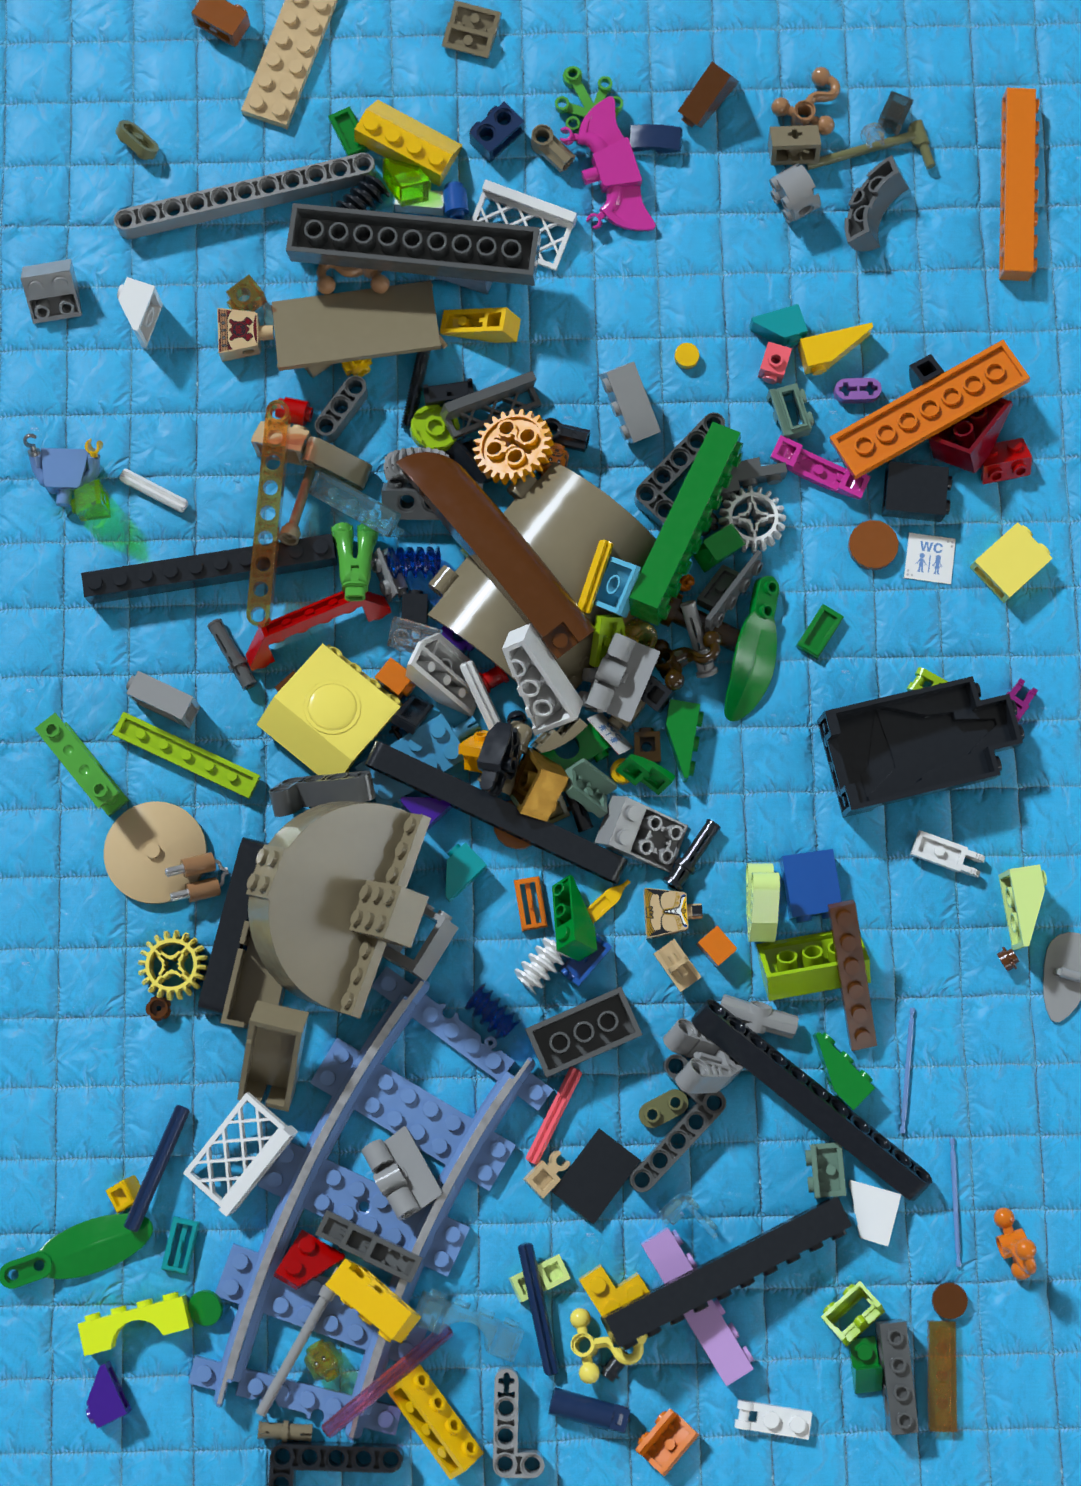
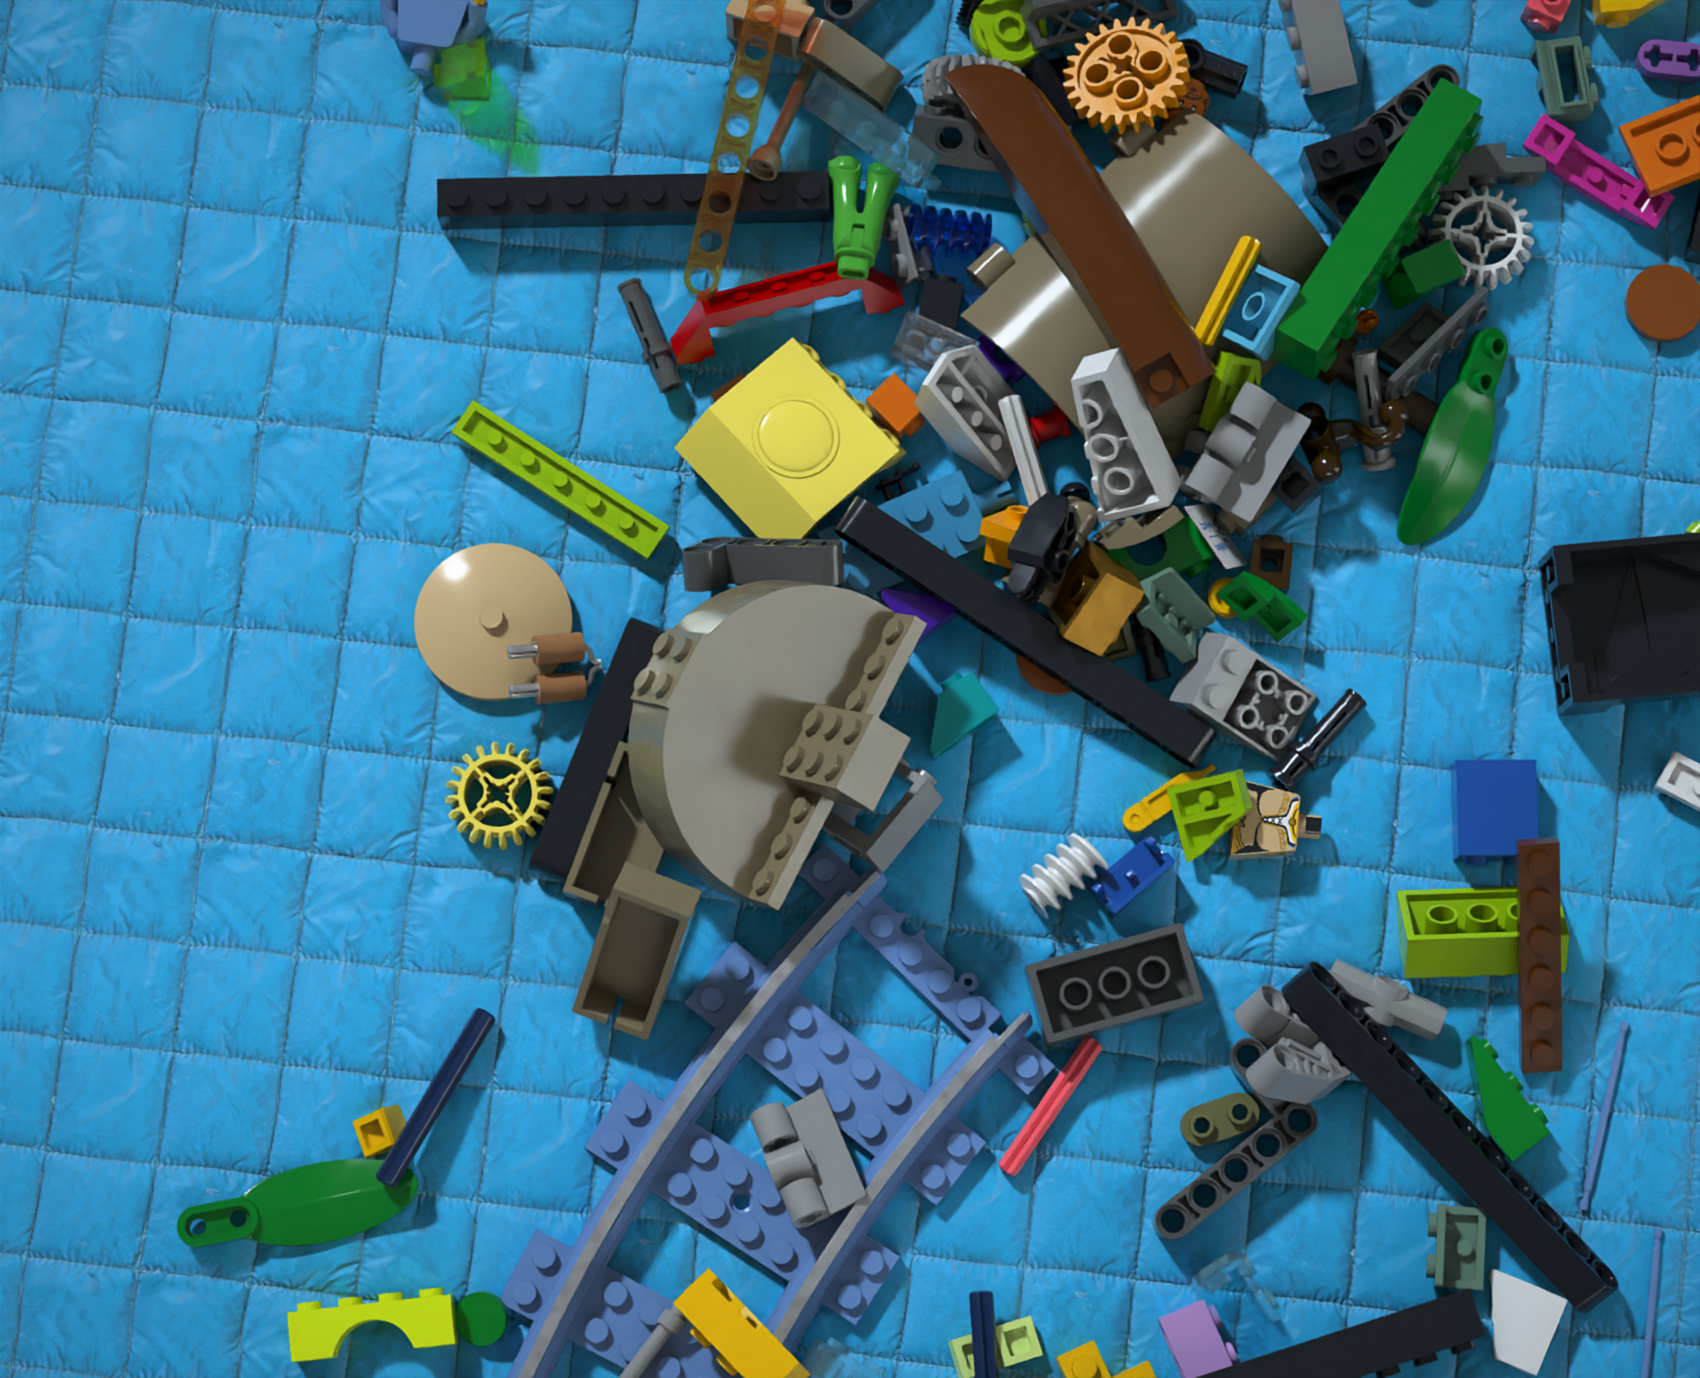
camera: 10 degrees right, 0 degrees up
(82, 764) = (402, 471): bright green fence -> none
(151, 1008) = (460, 851): reddish brown plate -> none
(153, 490) = (561, 68): white axle -> none
(162, 699) = (537, 389): light grey window -> none
(186, 1223) = (468, 1187): teal tile -> none
(257, 1168) = (583, 1123): white fence -> none
(306, 1260) = (645, 1269): red wing -> none
(369, 1246) = (743, 1259): dark grey slope -> none
(412, 714) = (916, 464): black tile -> none
(492, 1012) = (976, 936): clear blue piece -> none
(543, 924) = (1058, 813): orange tile -> none
(543, 1176) = (1022, 1195): tan plate -> none
(573, 924) = (1119, 816): green slope -> none
(596, 1176) = (1102, 1206): black tile -> none
(628, 910) = (1208, 809): none -> lime wing
(641, 632) = (1286, 387): clear yellow head -> none
(658, 481) = (1343, 159): none -> black brick
(677, 965) = (1271, 904): tan hips -> none
(681, 729) = (1325, 549): green slope -> none
(716, 946) = (1335, 884): orange panel -> none
(762, 902) = (1415, 826): yellowish green connector -> none
(819, 631) = (1562, 425): green tile -> none

